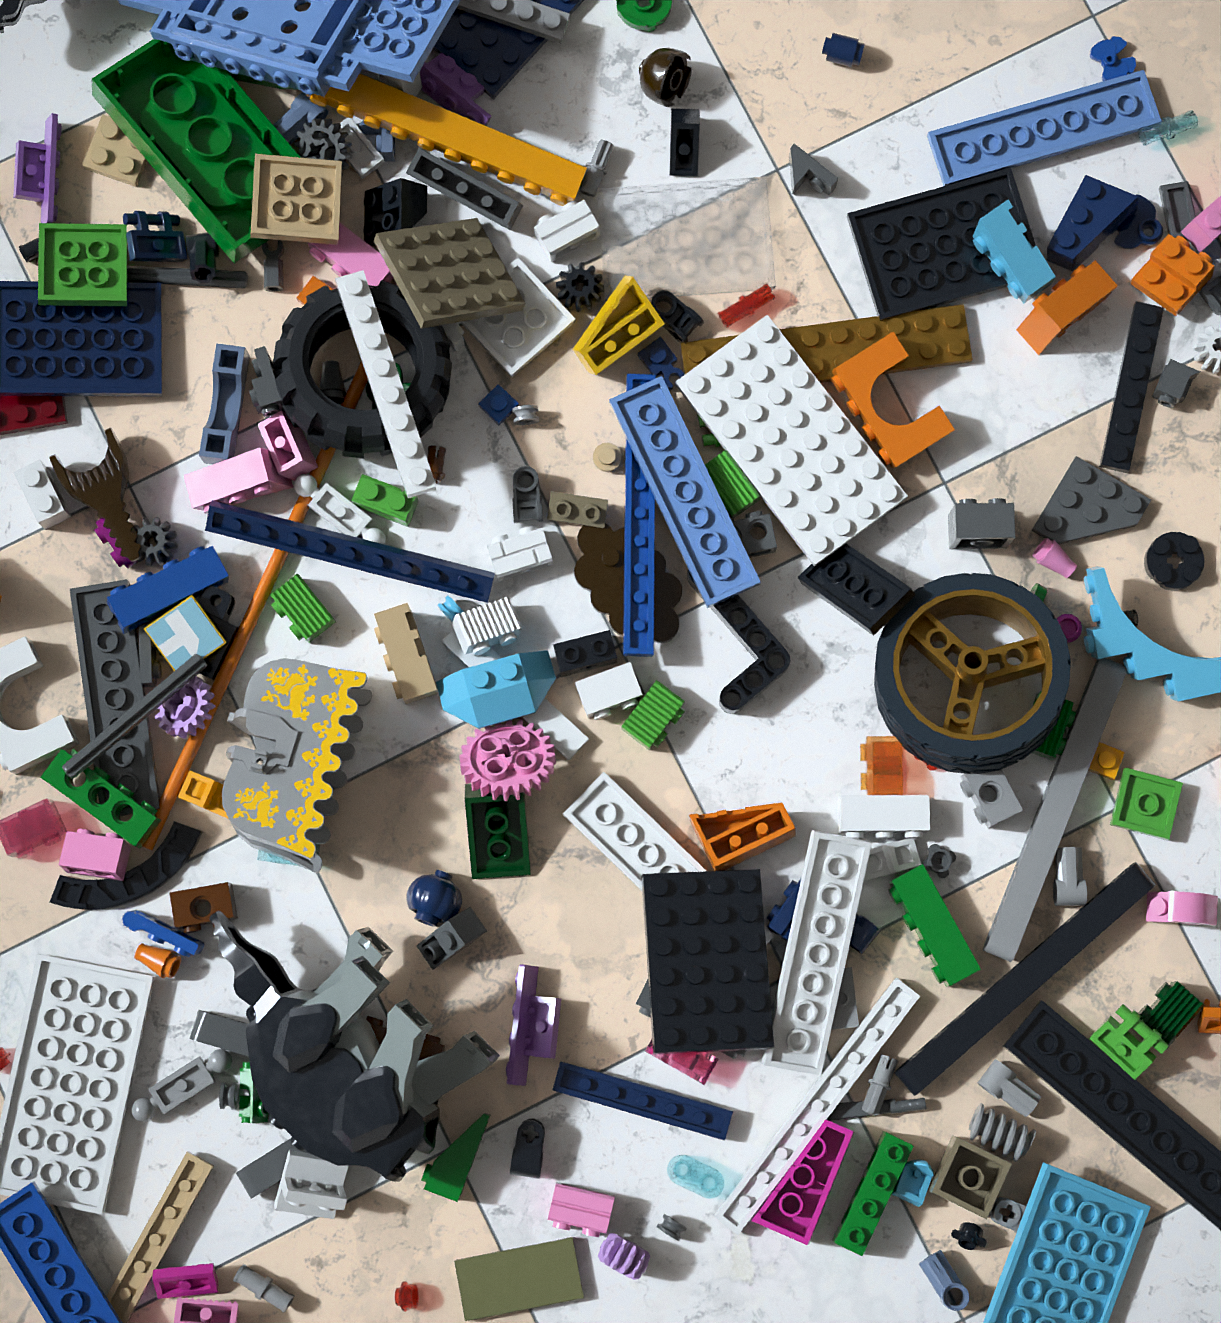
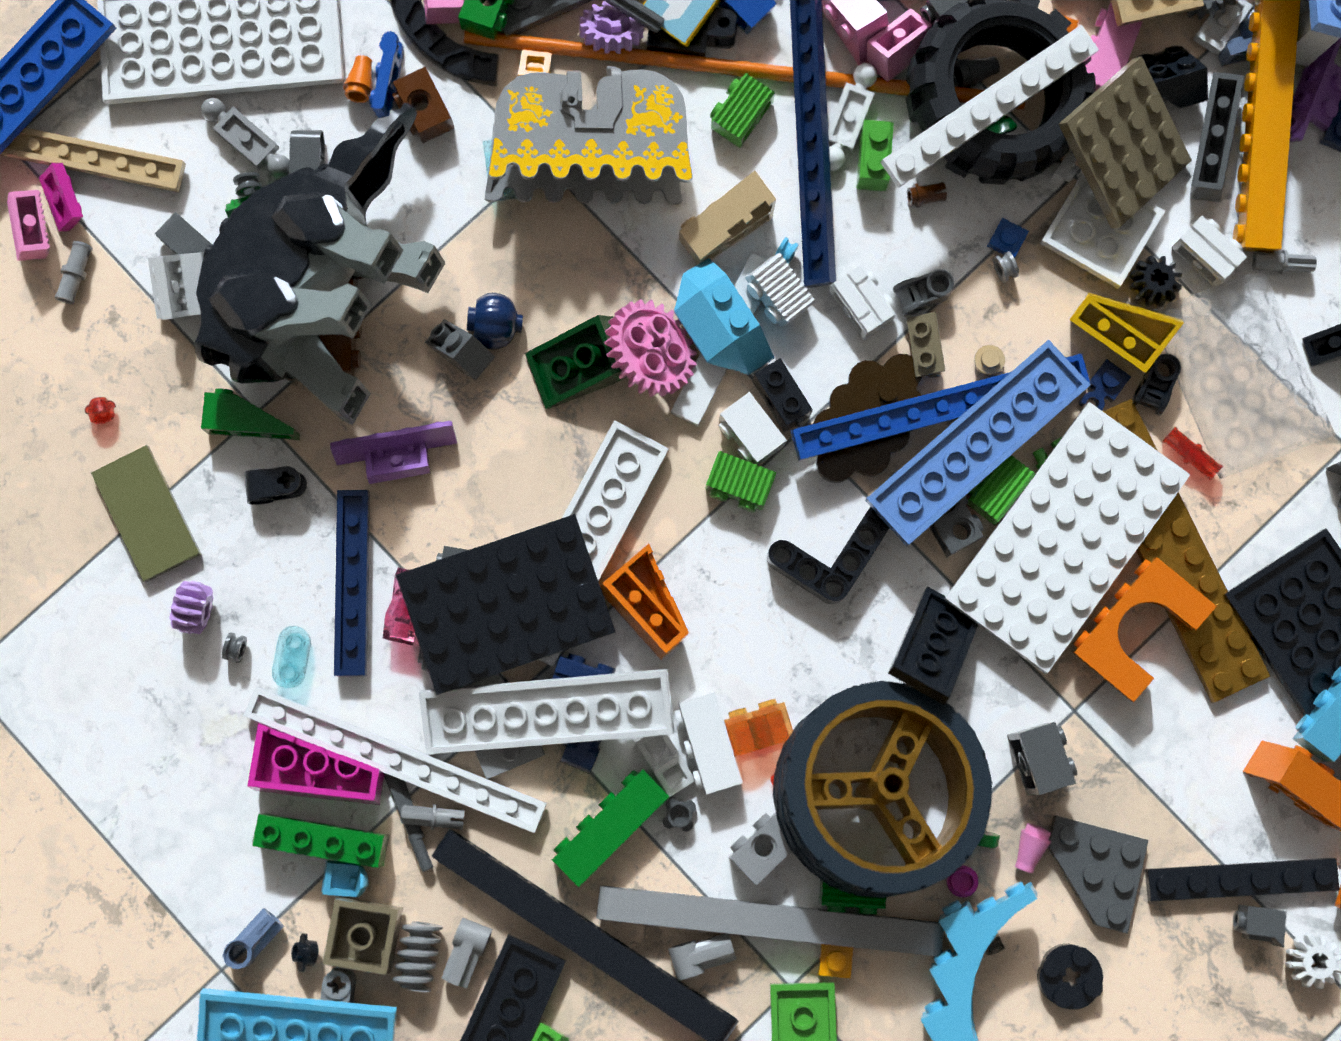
camera: 70 degrees right, 0 degrees up
(580, 1209) = (228, 552): bright pink brick -> none

